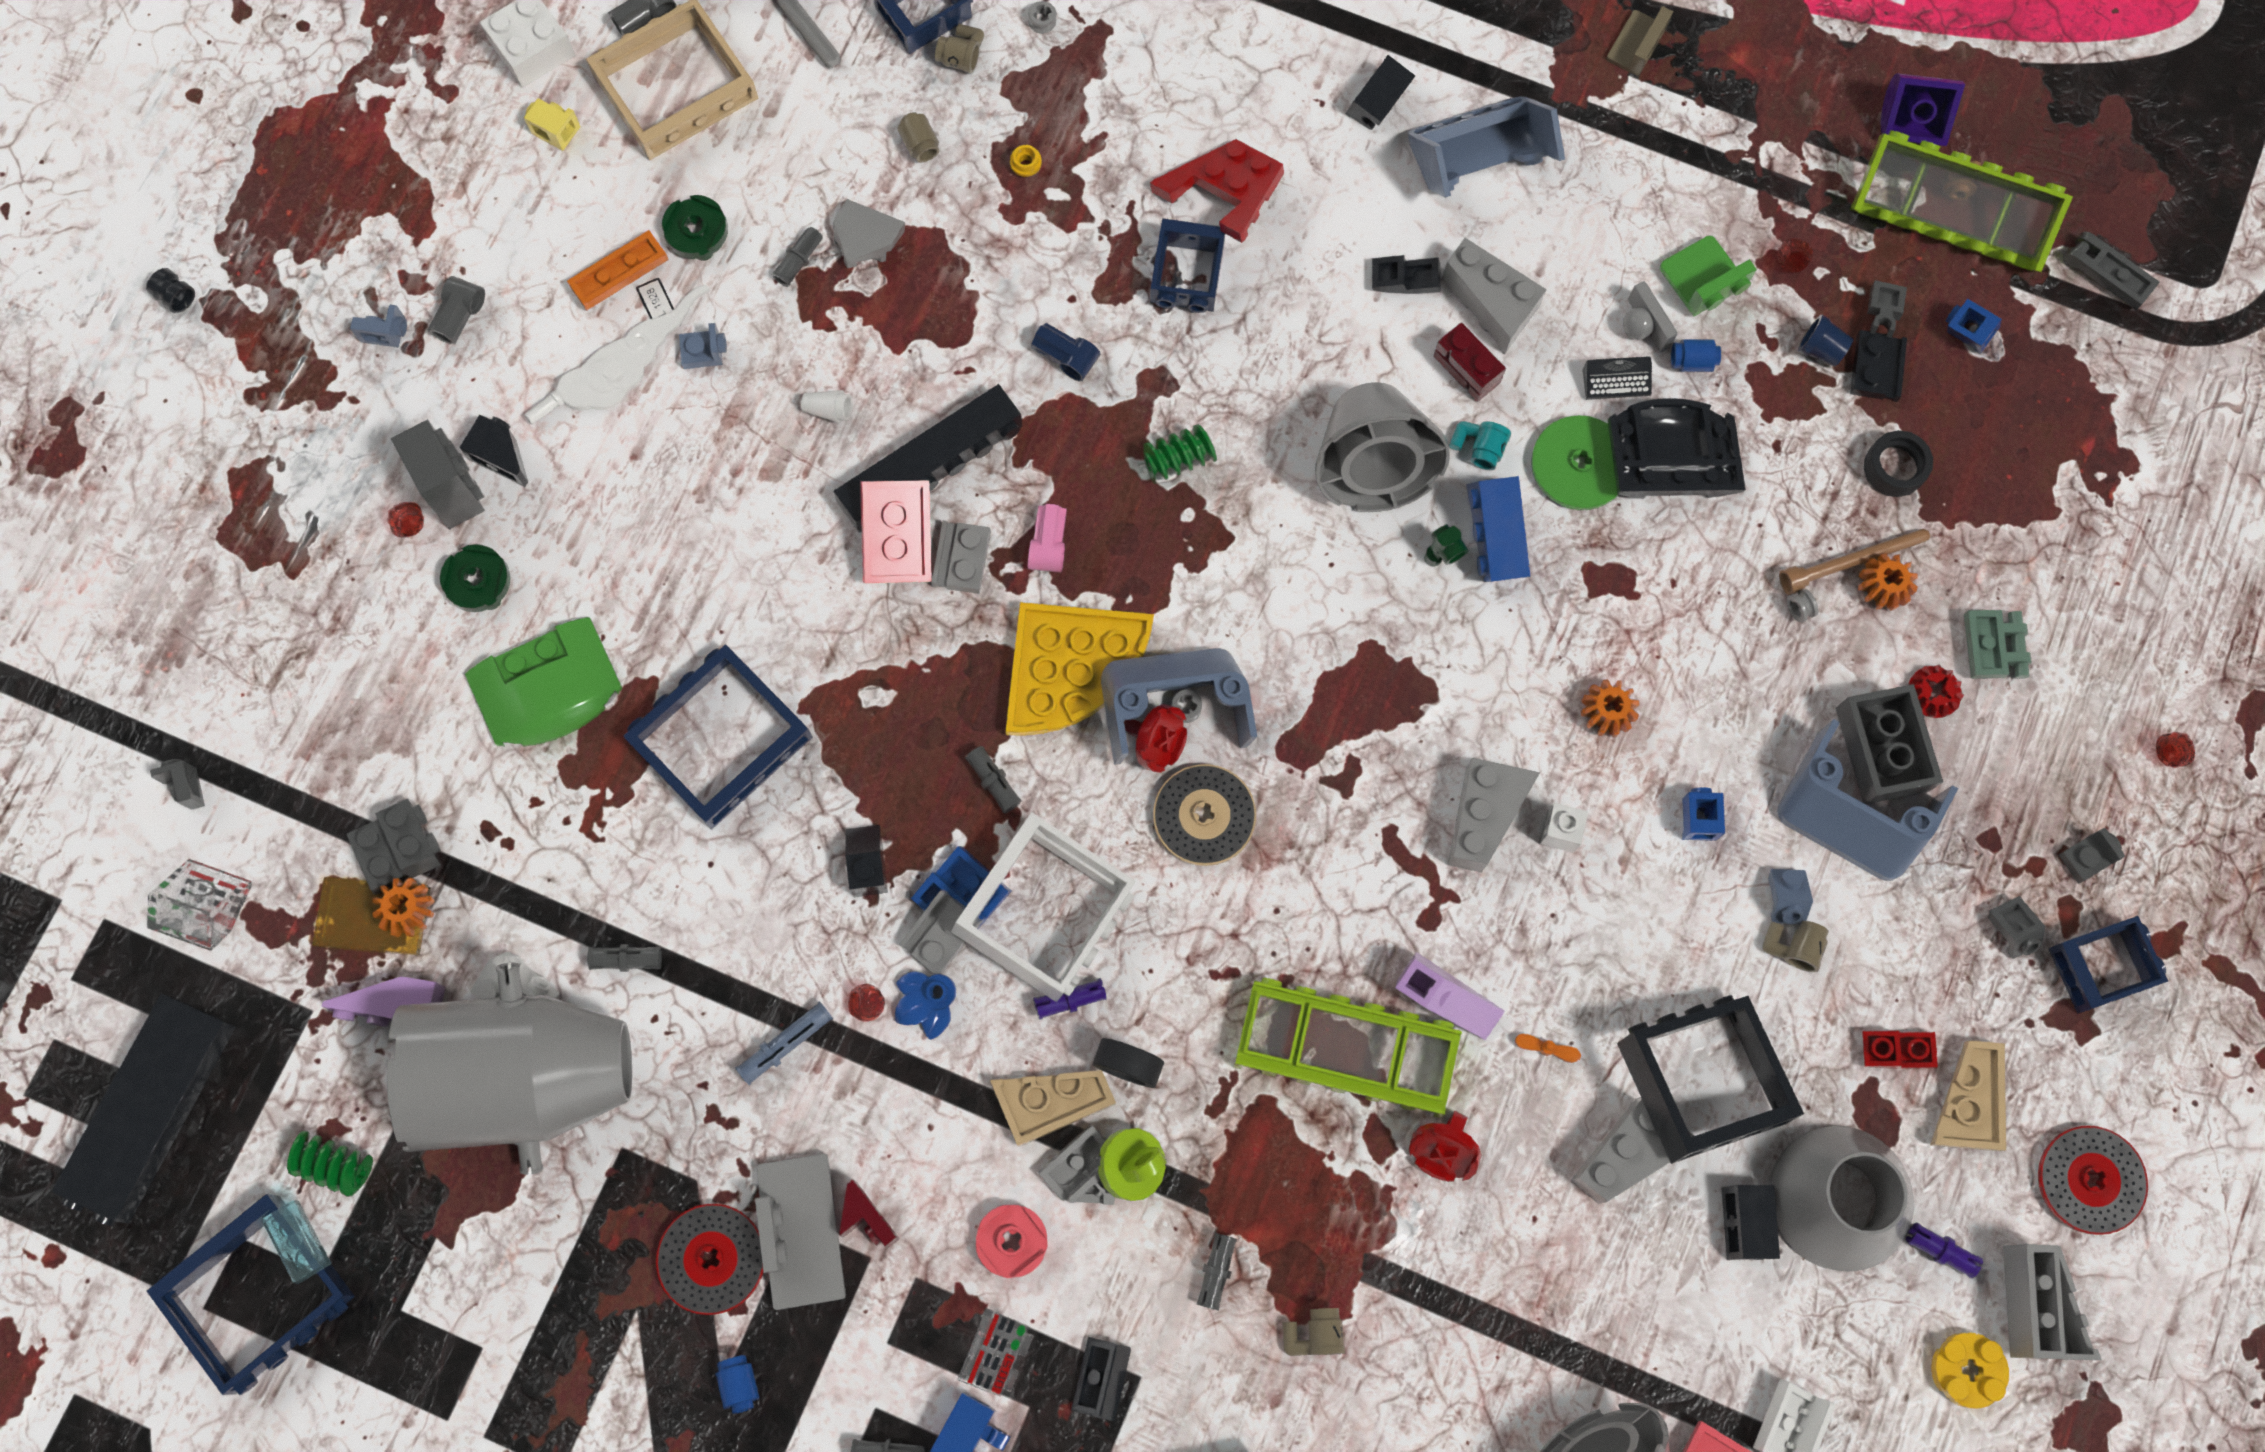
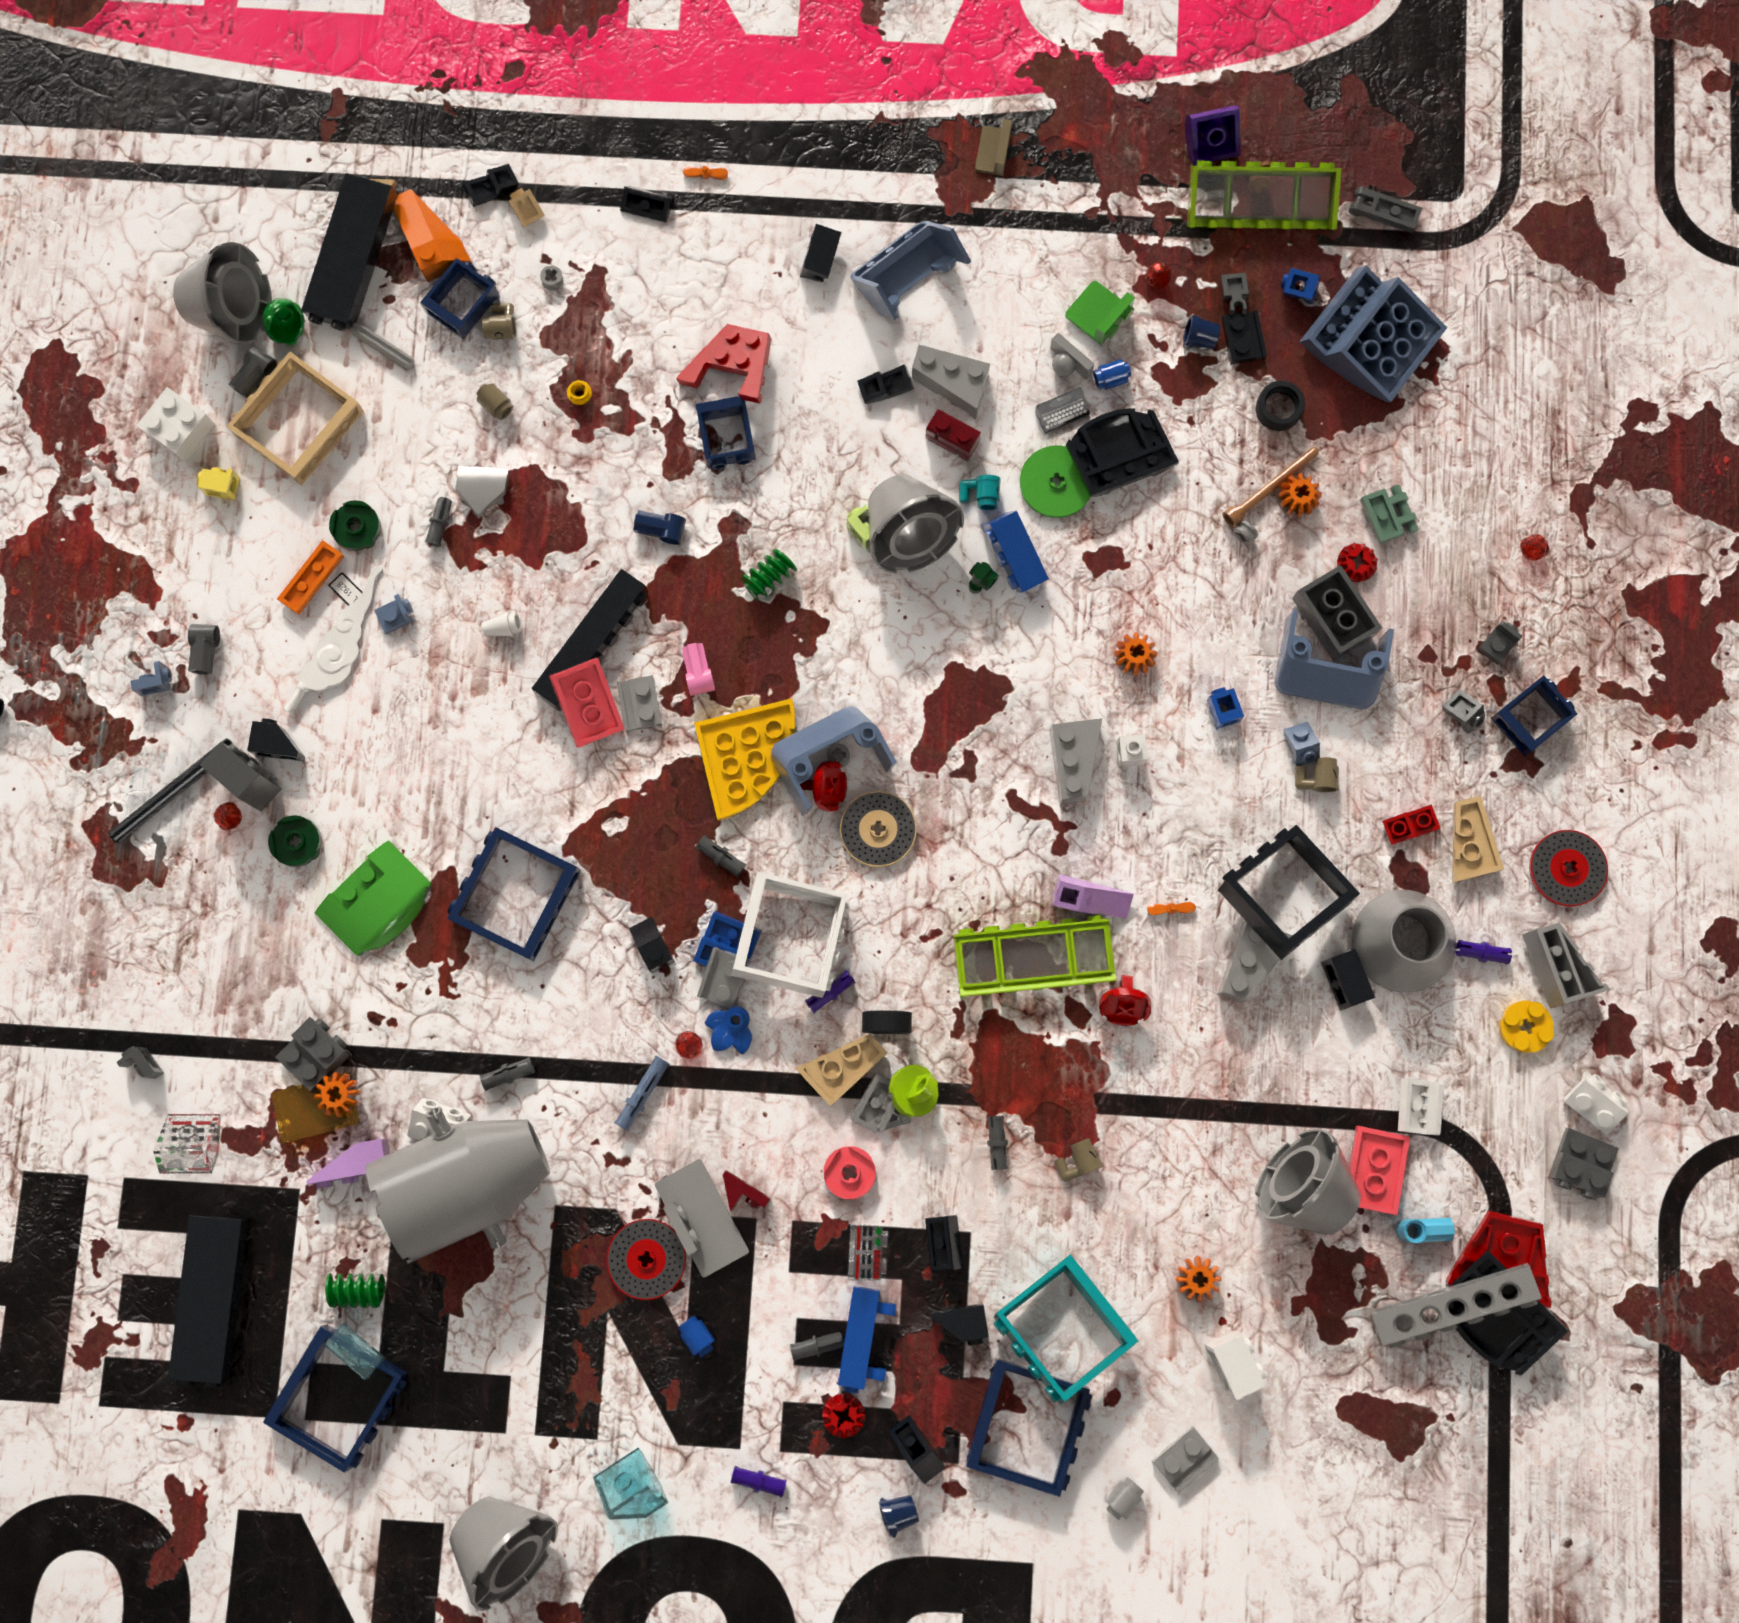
camera: 15 degrees left, 5 degrees up
(328, 474) = (160, 799): none -> black axle
(1312, 433) = (857, 528): none -> yellowish green bracket
(2049, 414) = (1374, 333): none -> sand blue slope

